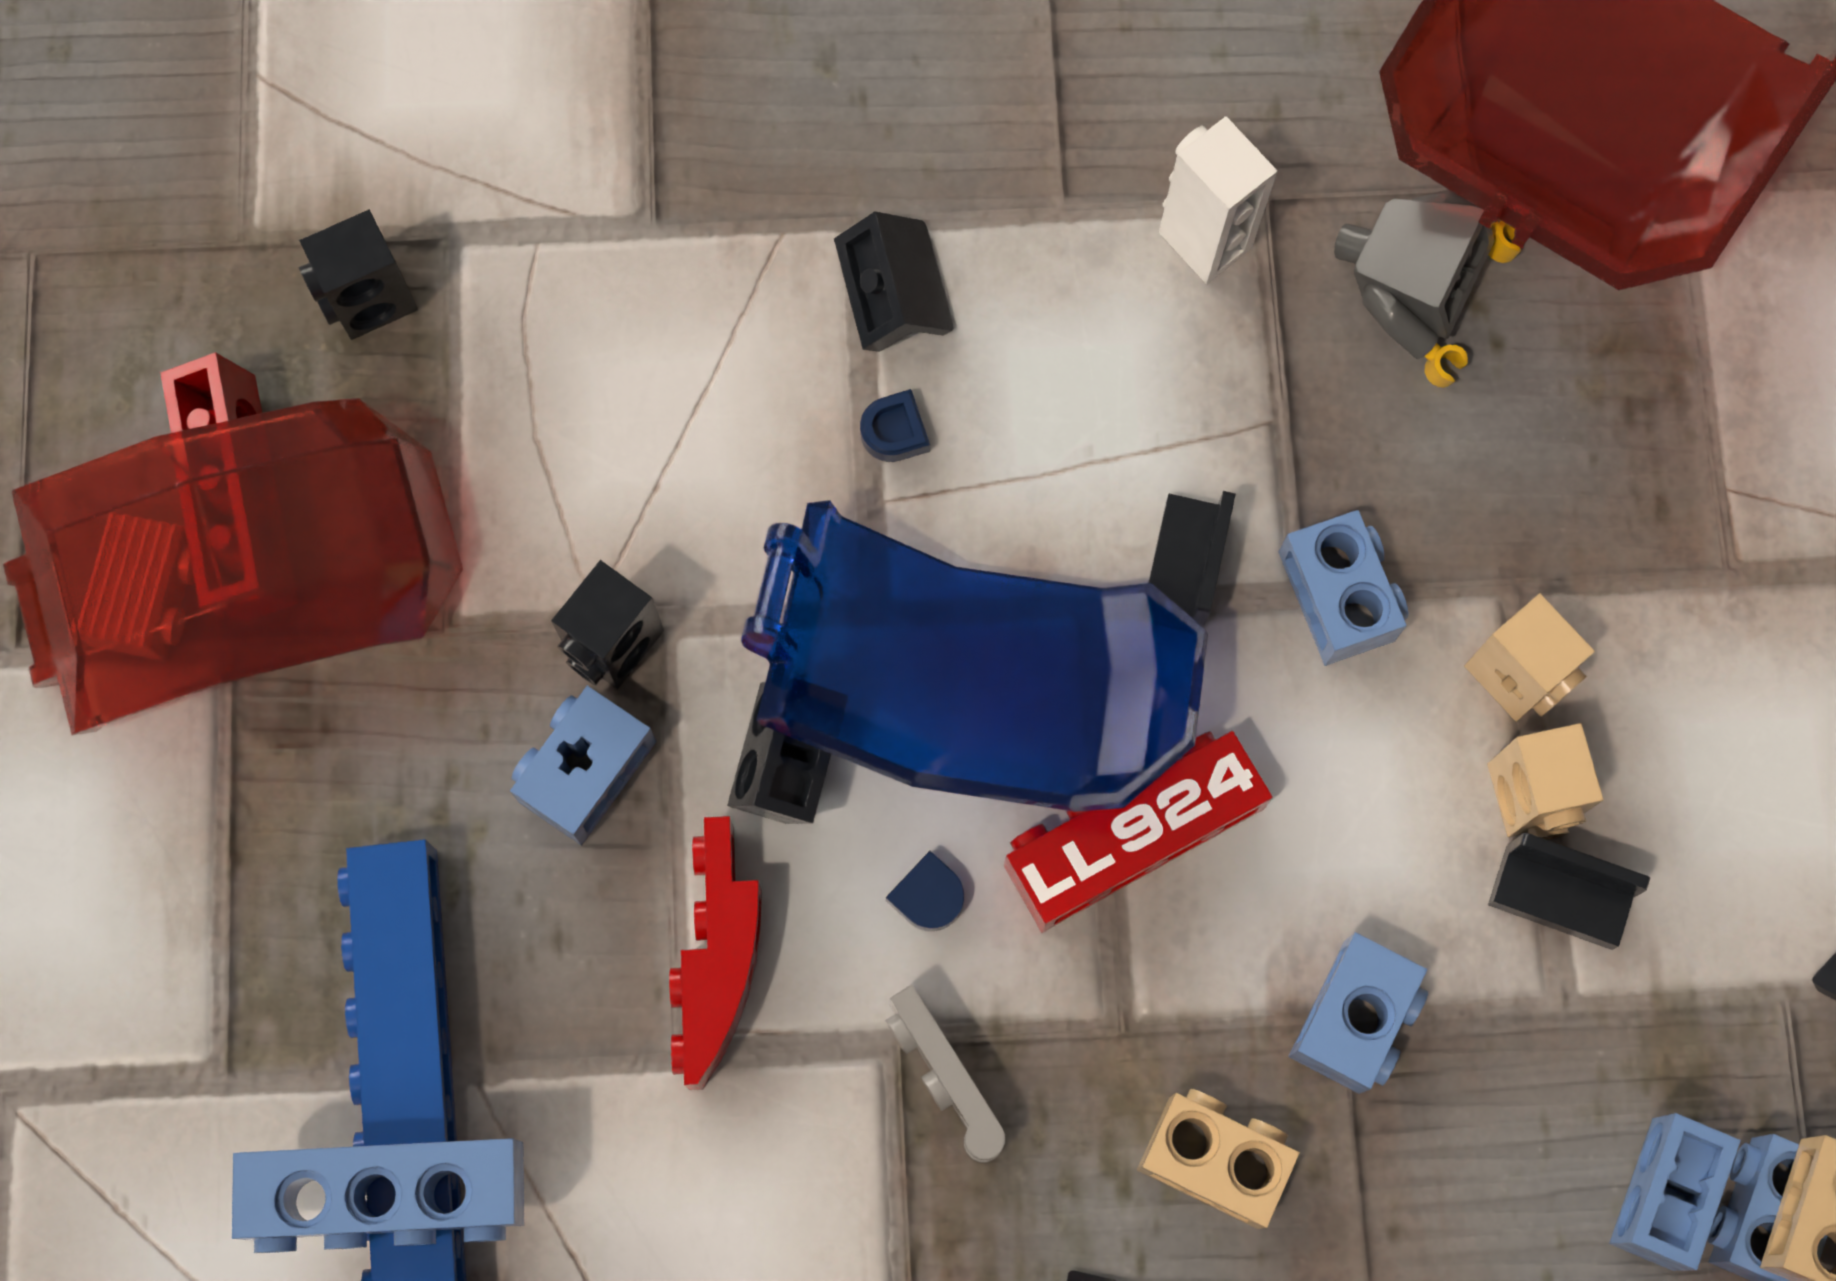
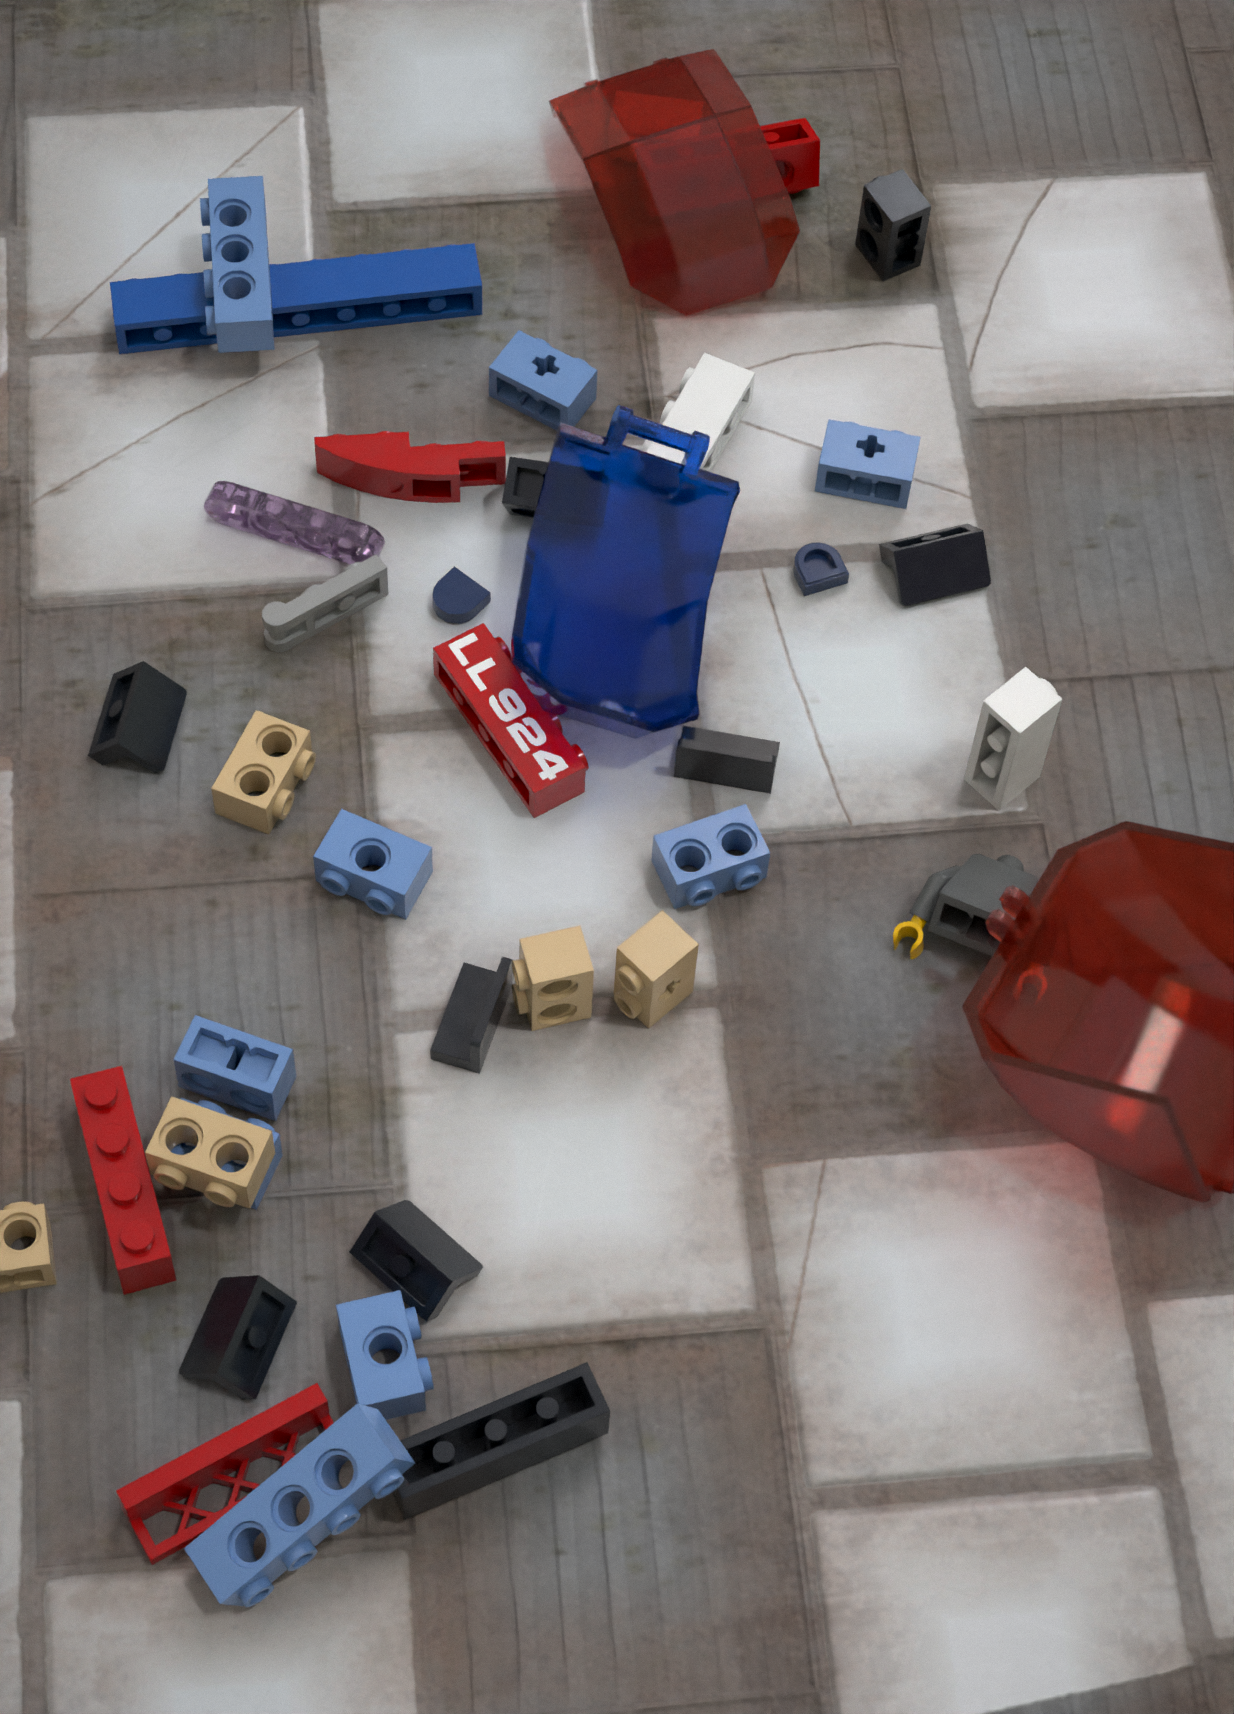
camera: 85 degrees right, 15 degrees down
(607, 626) = (641, 373): black brick -> none
(669, 560) = (710, 402): none -> white brick
(743, 382) = (867, 463): none -> medium blue brick
(808, 1120) = (292, 523): none -> clear purple beam

